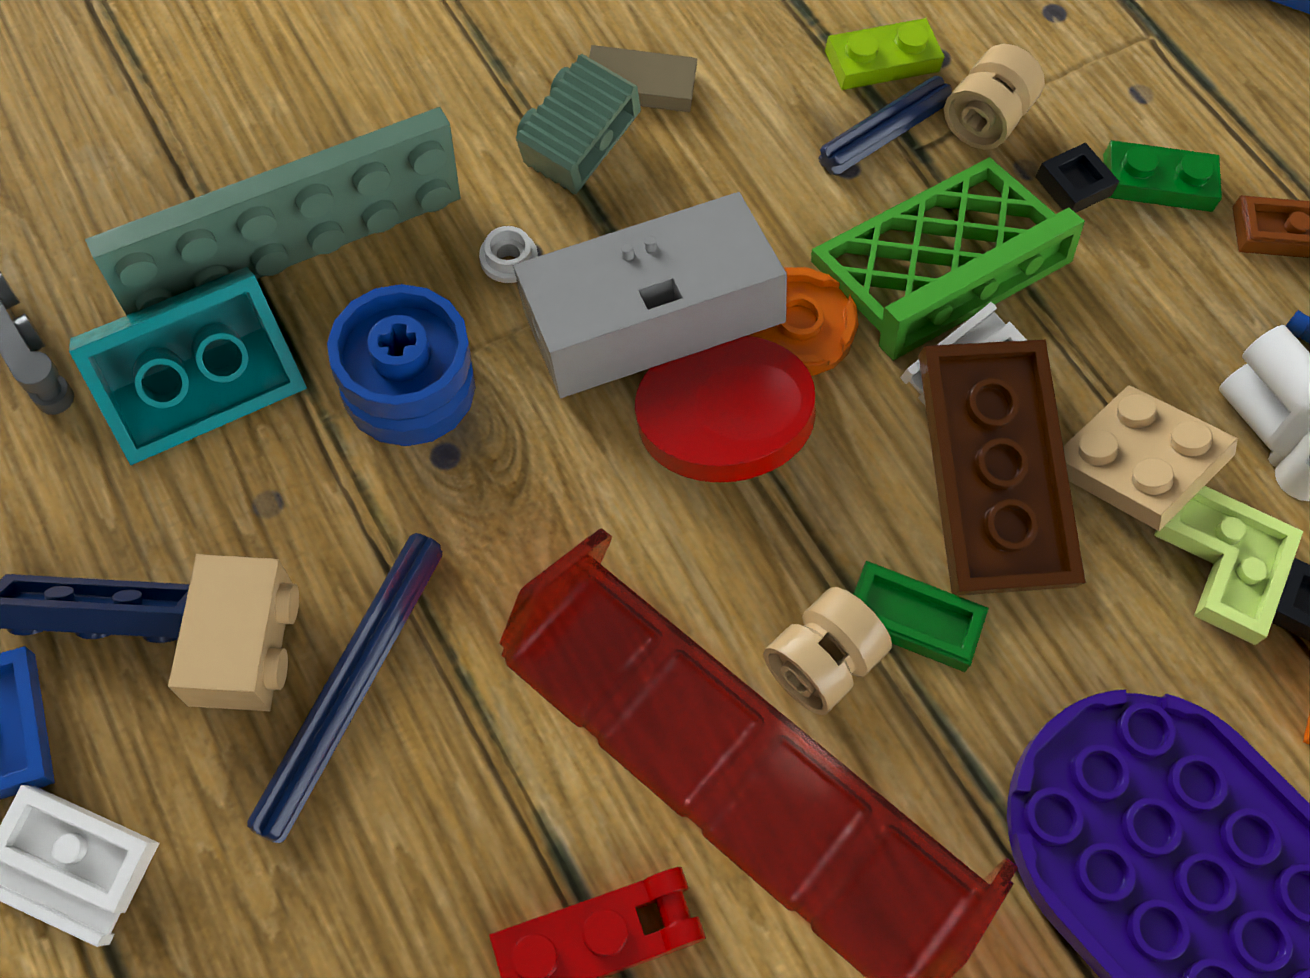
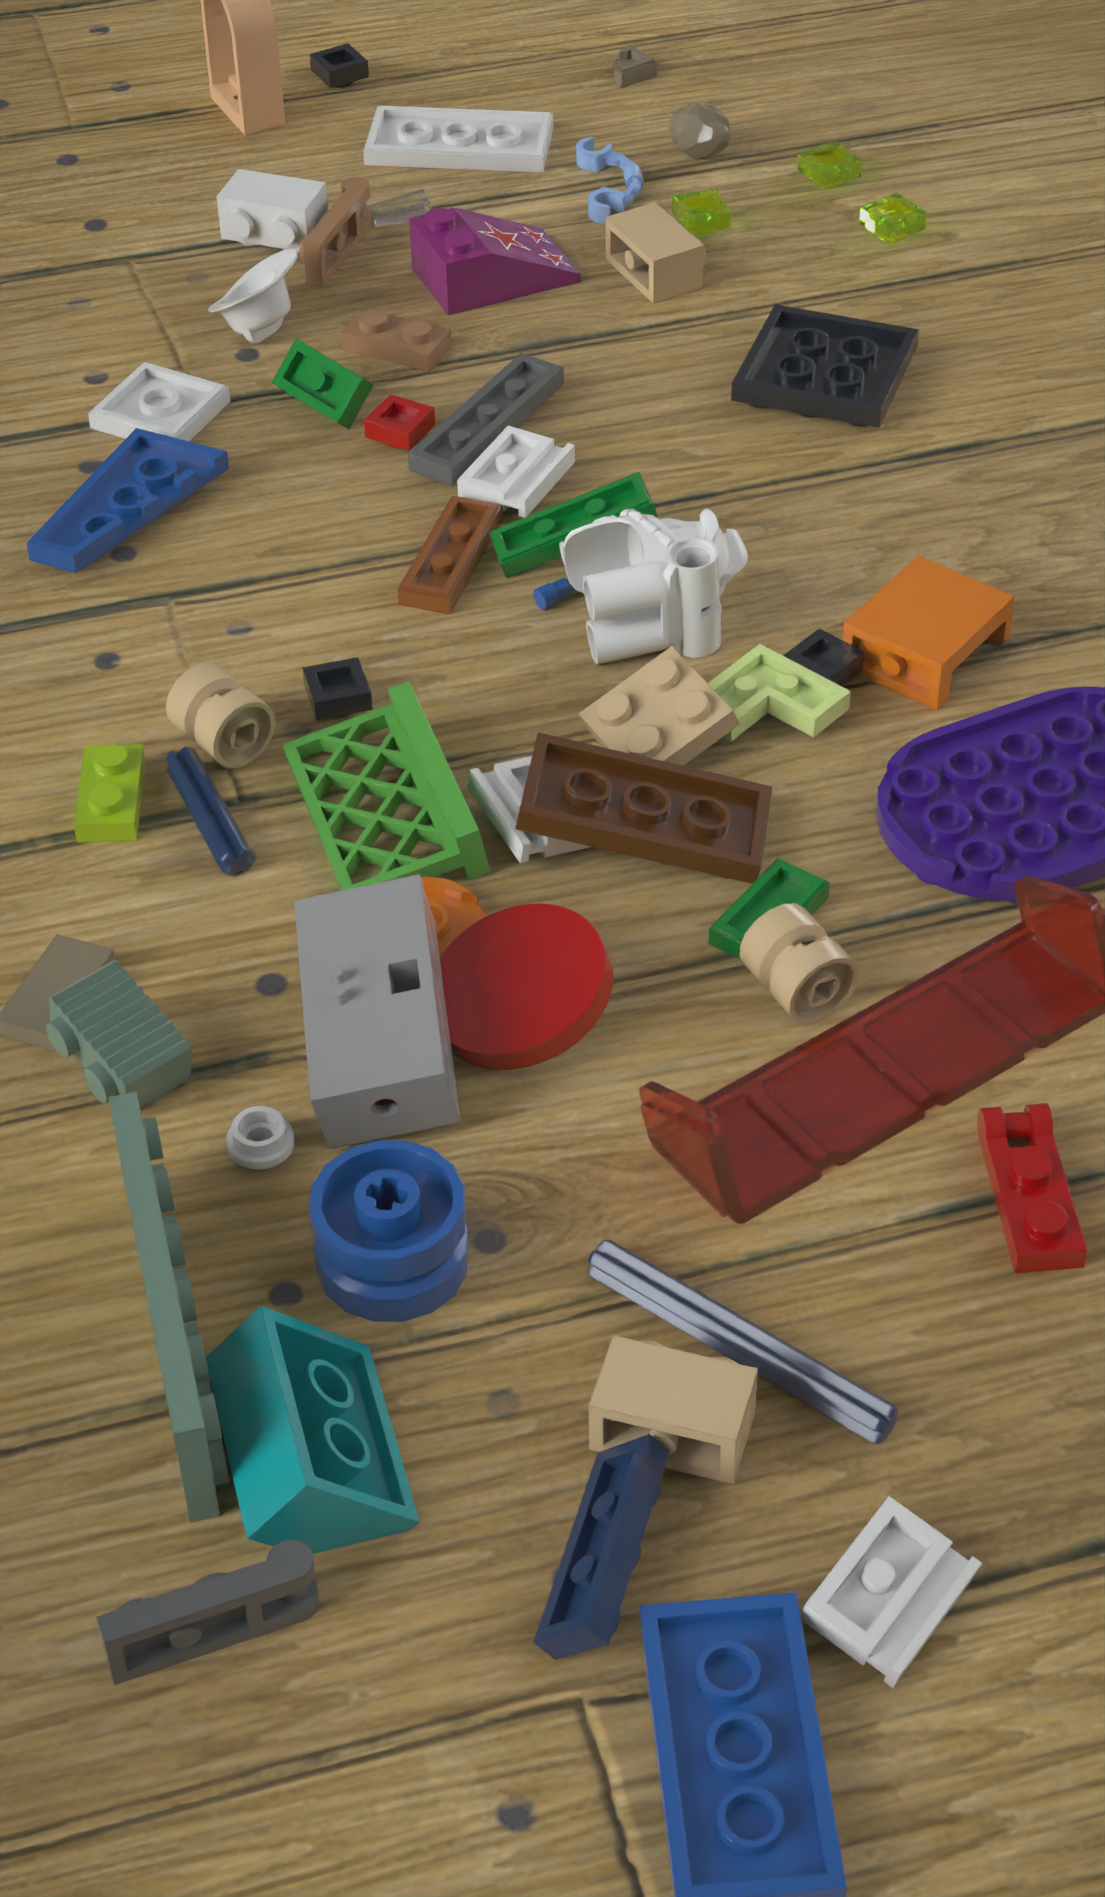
camera: 70 degrees left, 20 degrees down
(1164, 175) = (352, 630): green plate -> none

